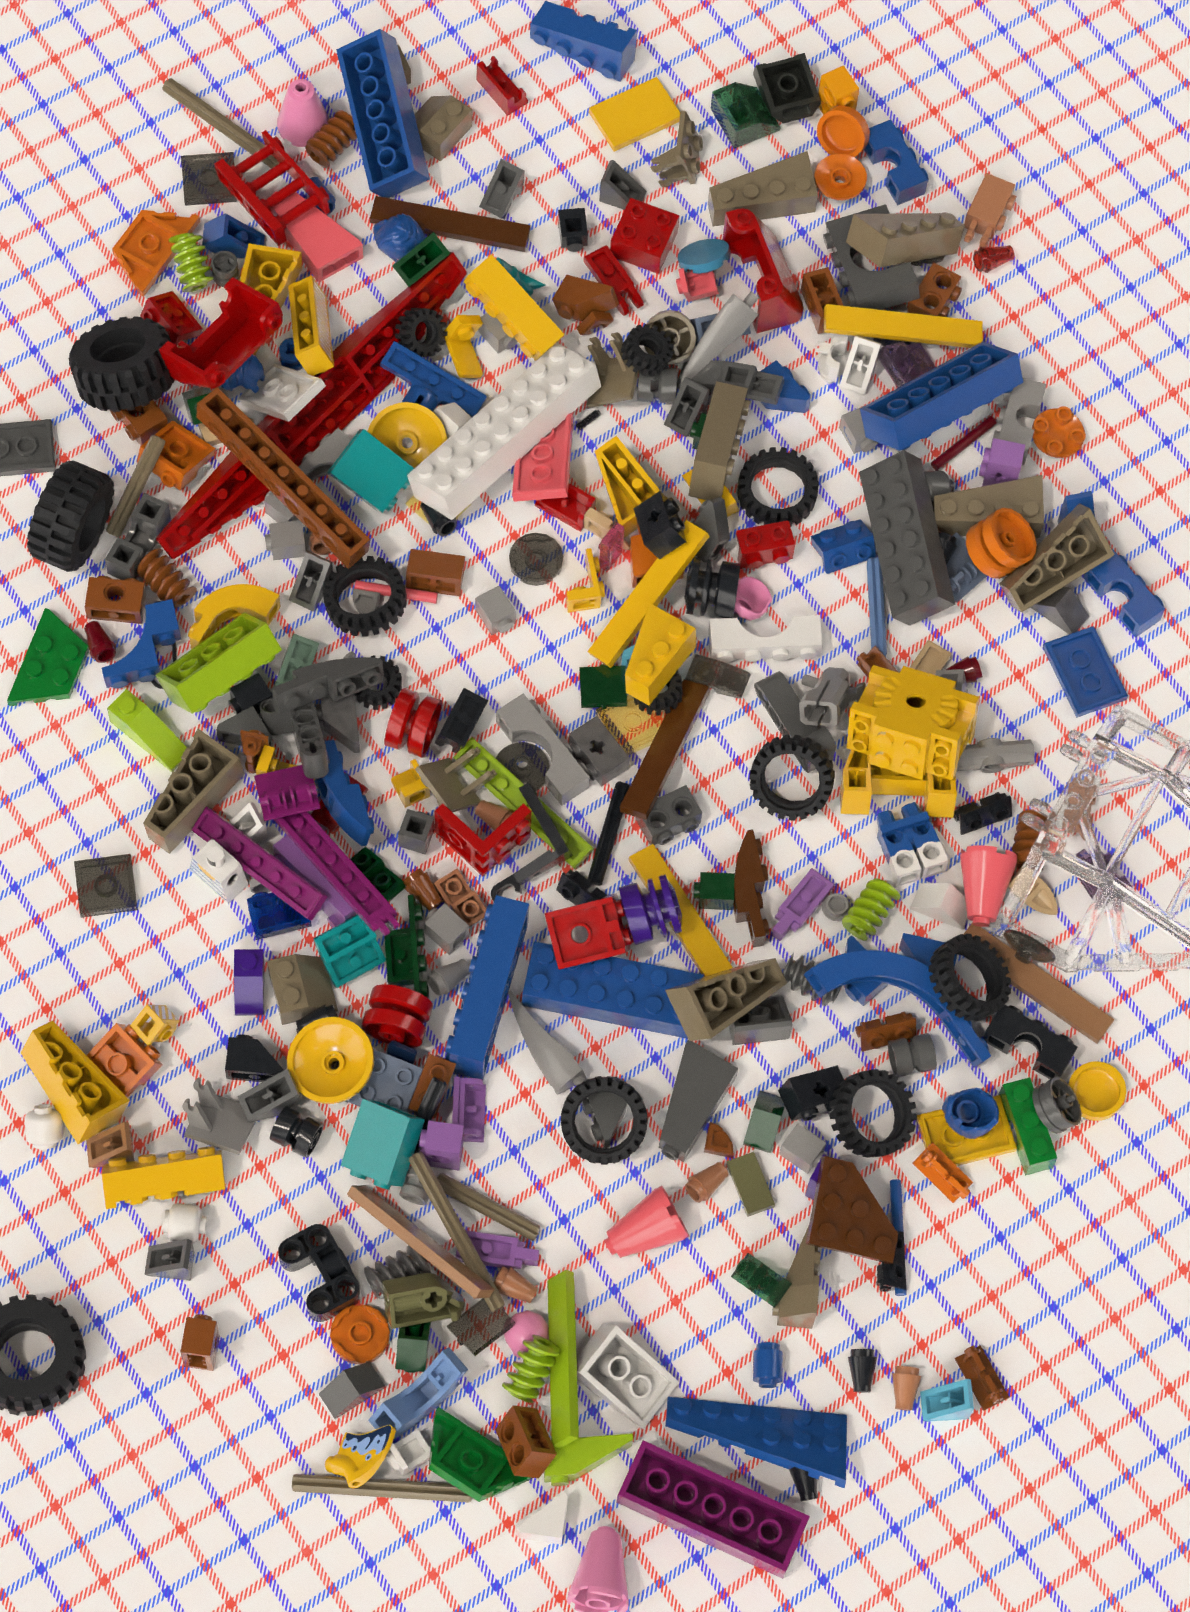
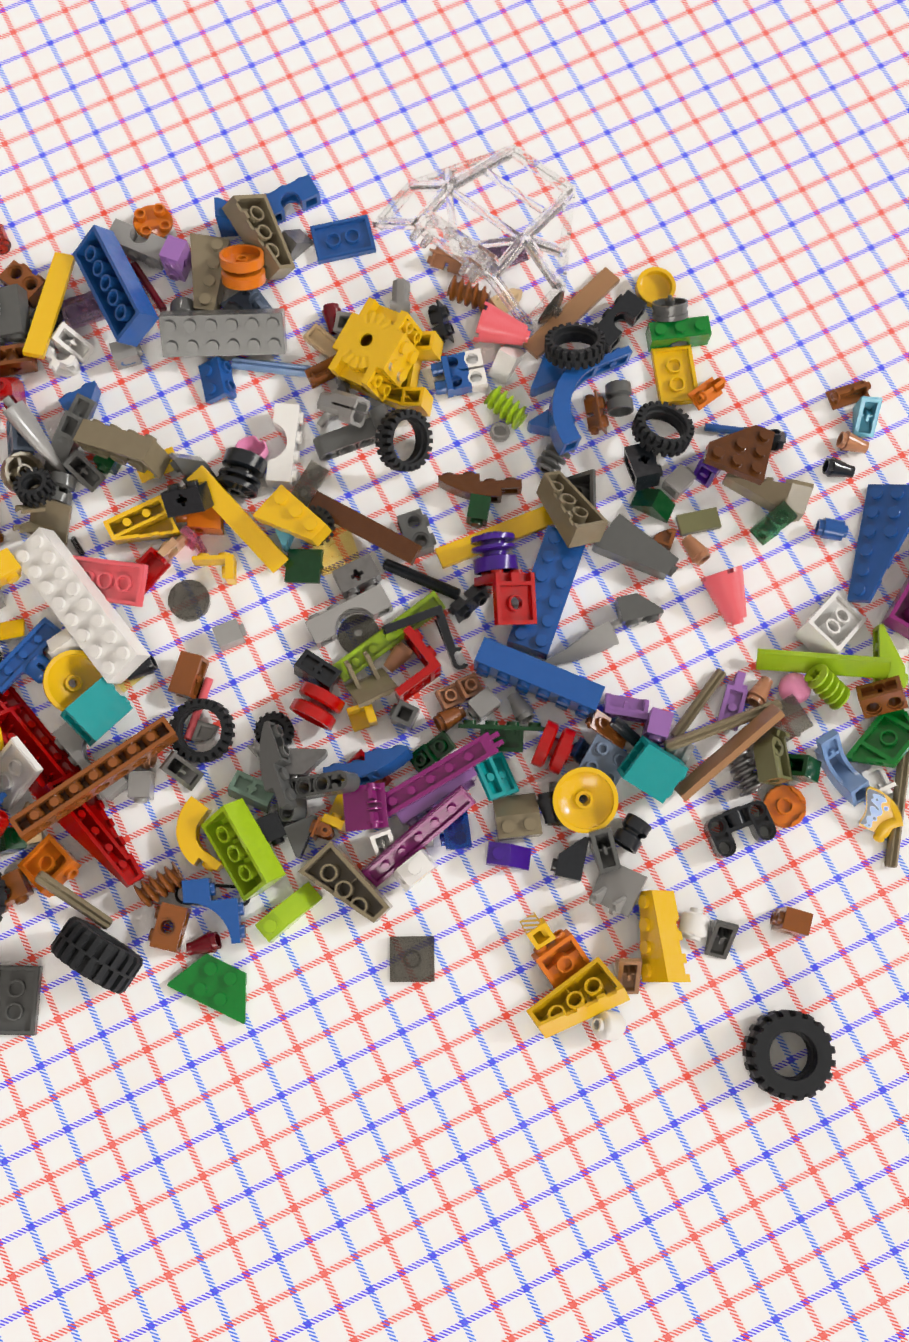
camera: 80 degrees left, 10 degrees up
(147, 523) = (120, 902): dark grey arch -> none
(351, 1389) = (826, 816): dark grey slope -> none
(611, 1154) = (629, 612): black tyre -> none
(765, 545) = (209, 432): red bracket -> none
(777, 459) = (157, 396): black tyre -> none
(801, 903) = (495, 453): medium lavender hinge -> none
(971, 1112) = (669, 364): blue hair -> none

